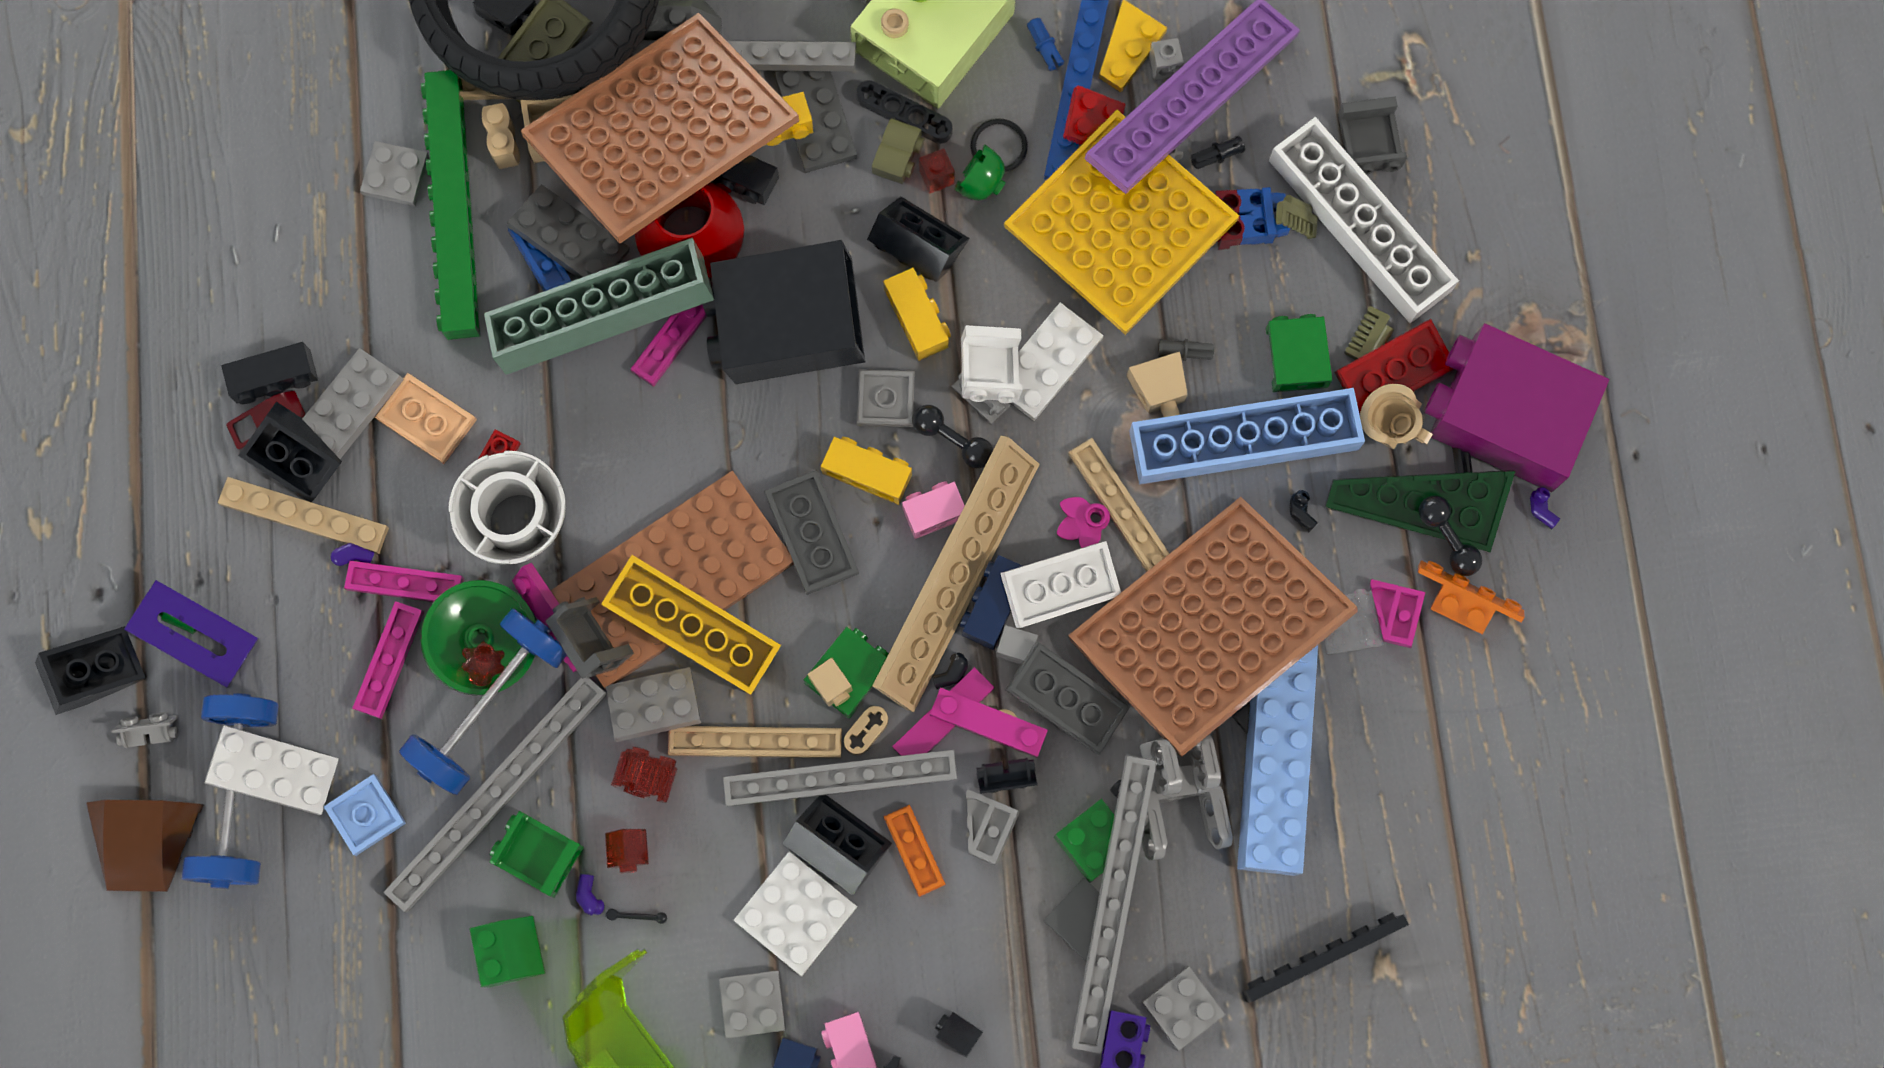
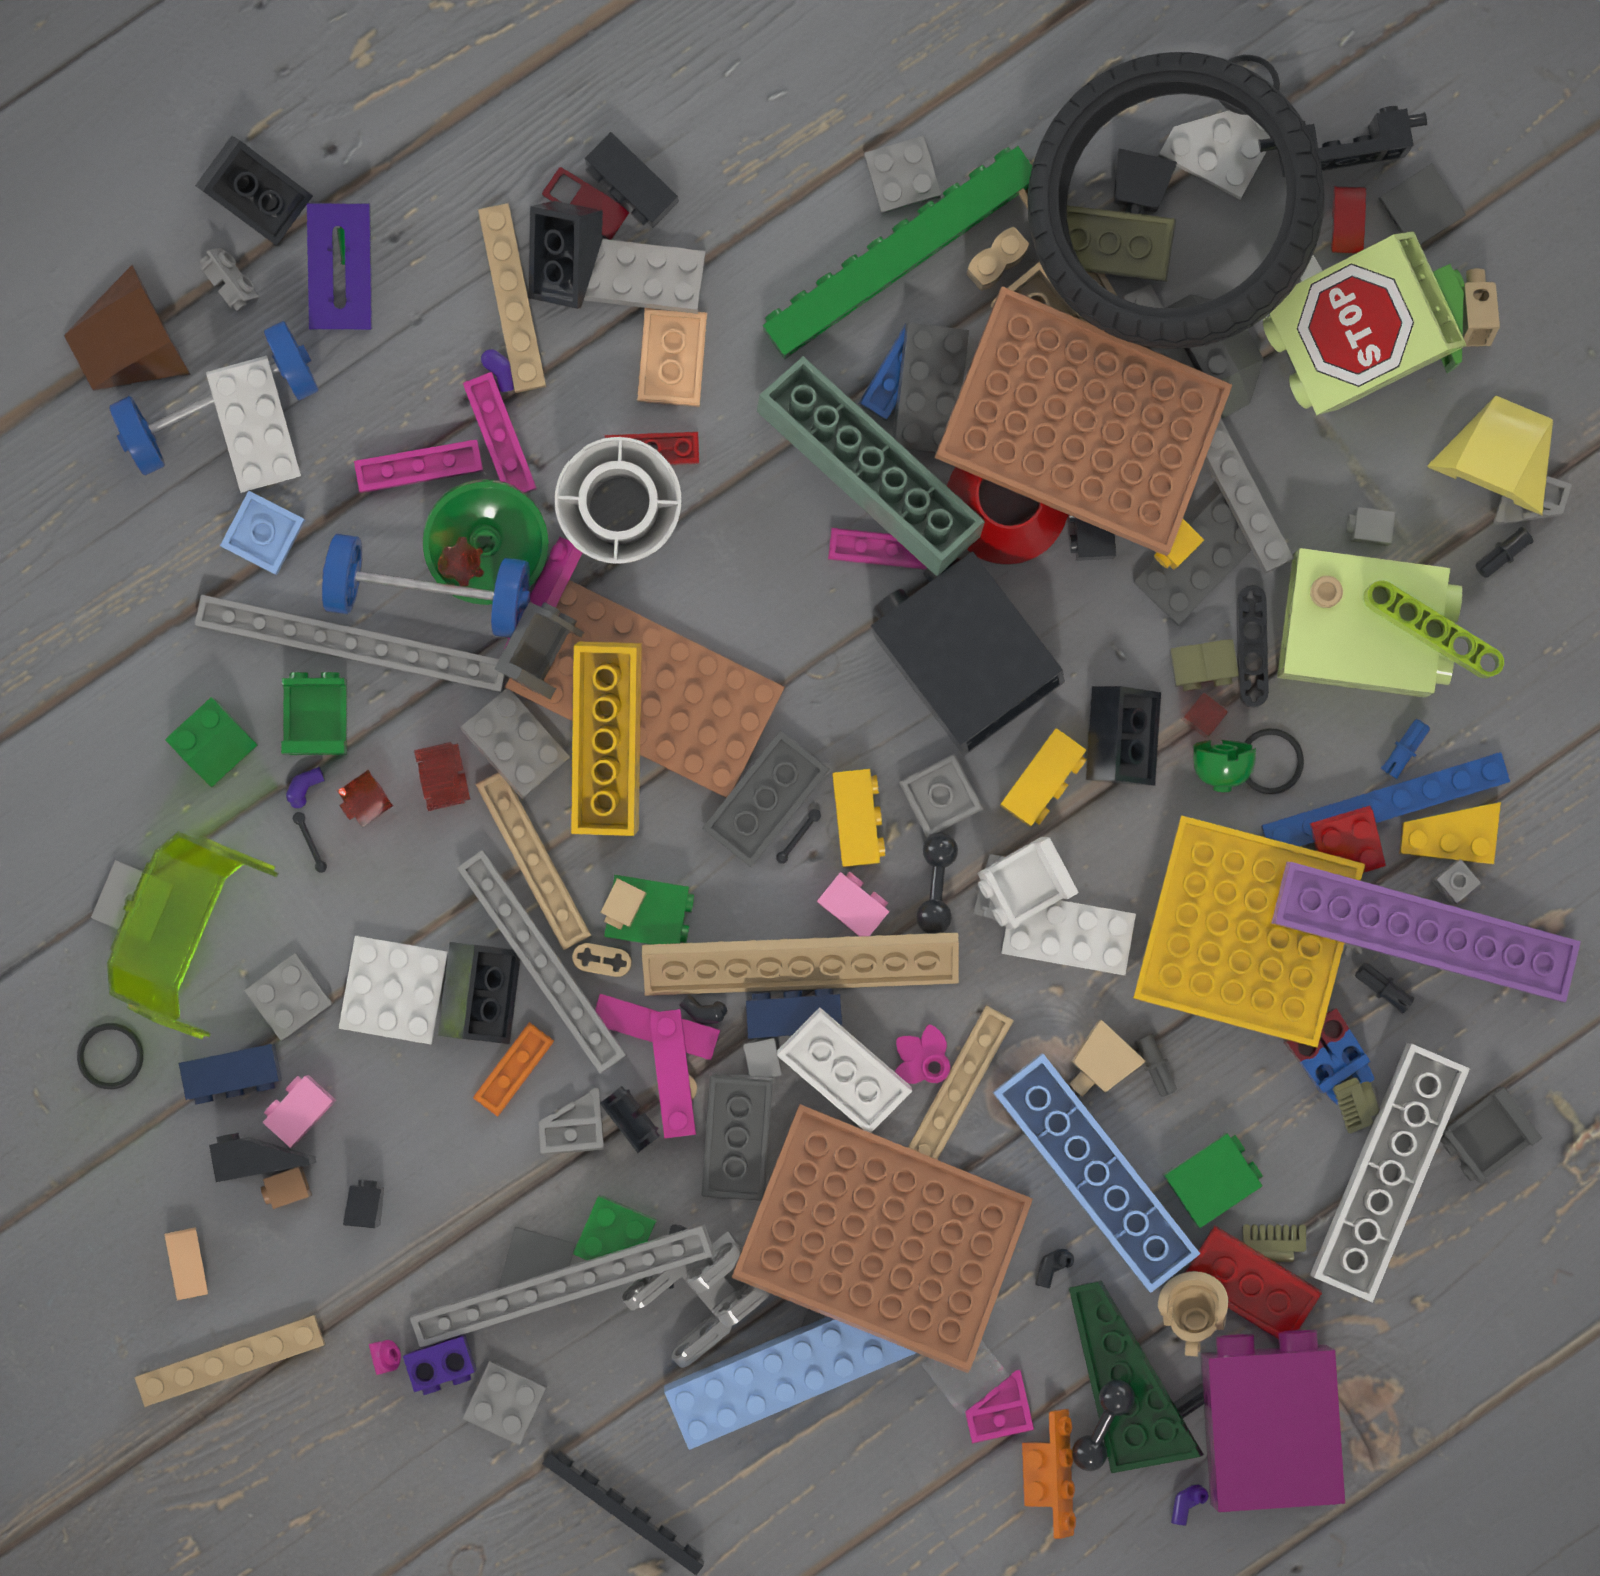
camera: 60 degrees right, 10 degrees up
(846, 504) = (814, 816): none -> black hinge

